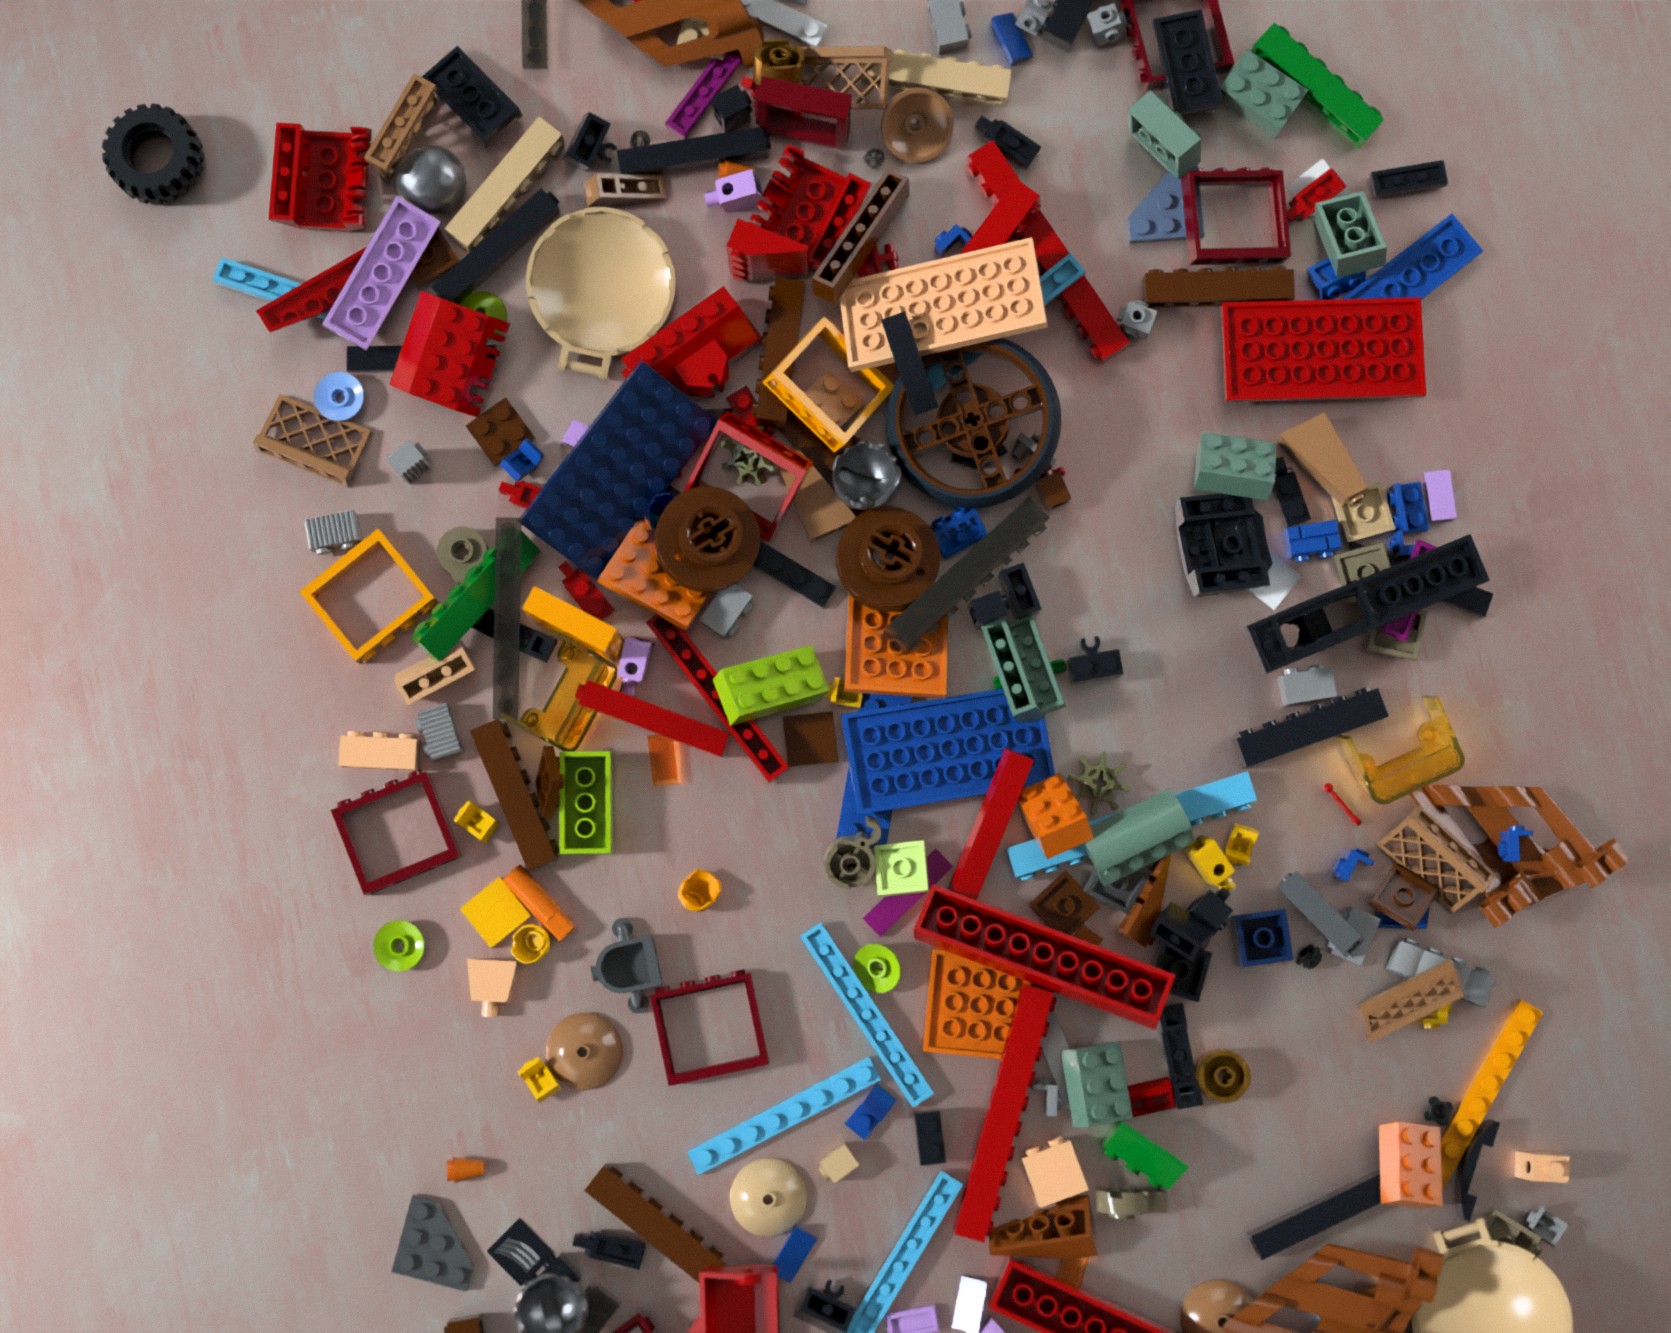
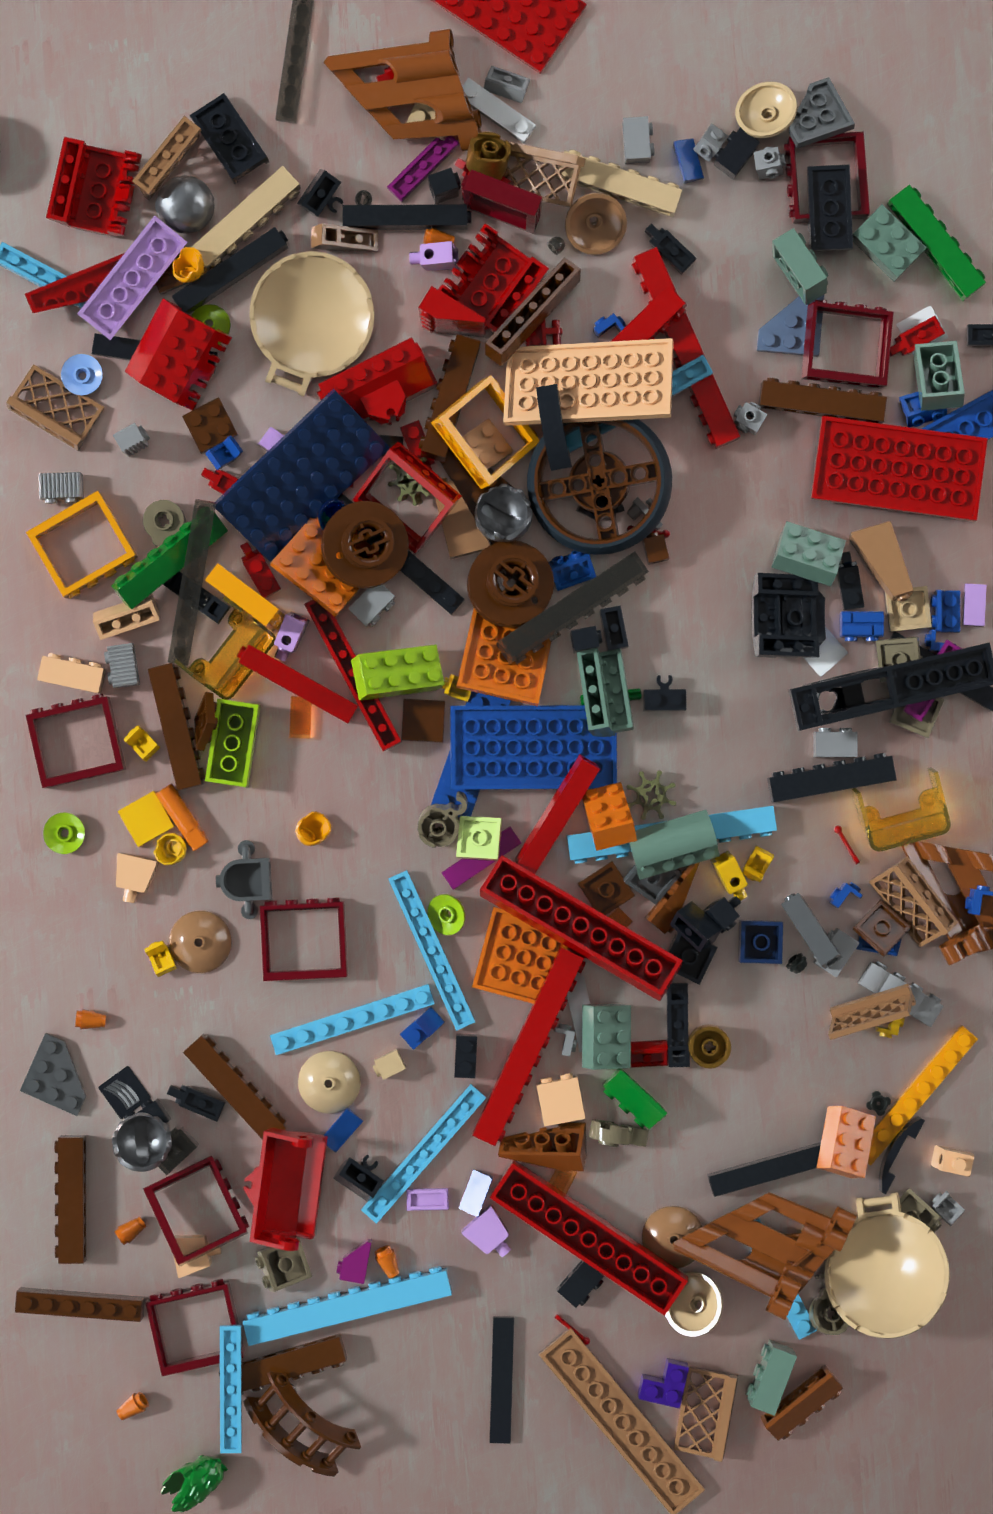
camera: 10 degrees right, 5 degrees up
(446, 248) = (188, 265): none -> light orange hair

